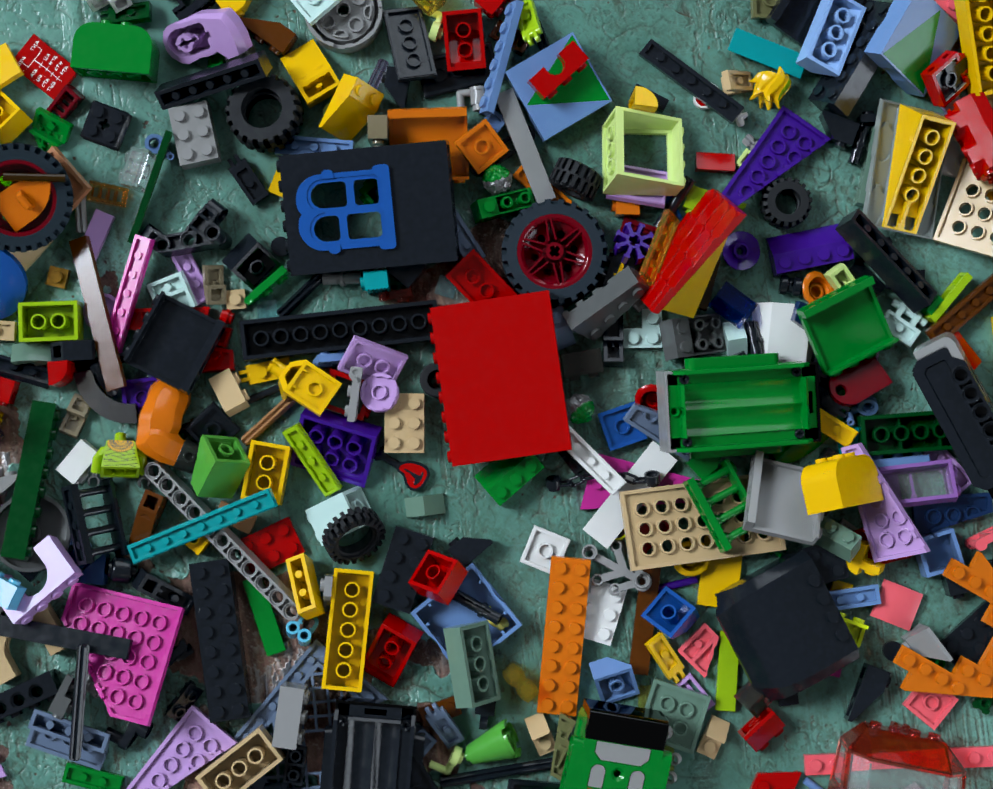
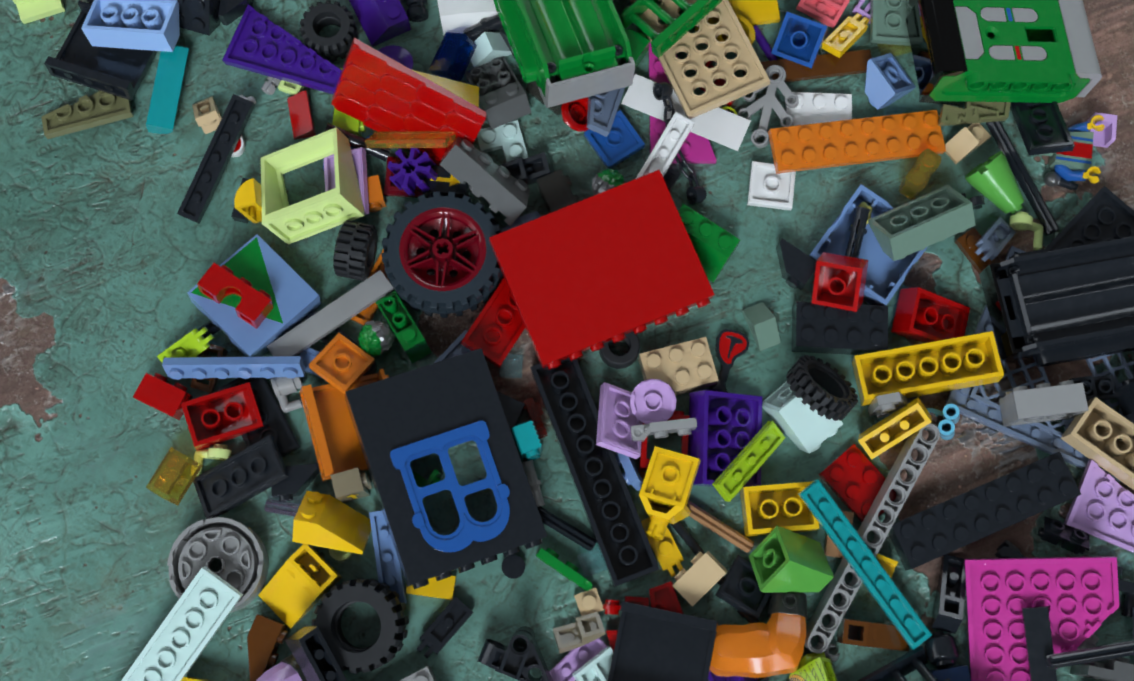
camera: 105 degrees left, 10 degrees down
(251, 262) = (540, 595): black slope -> none
(265, 620) = (944, 467): green tile -> none
(770, 87) = (206, 75): yellow hair -> none

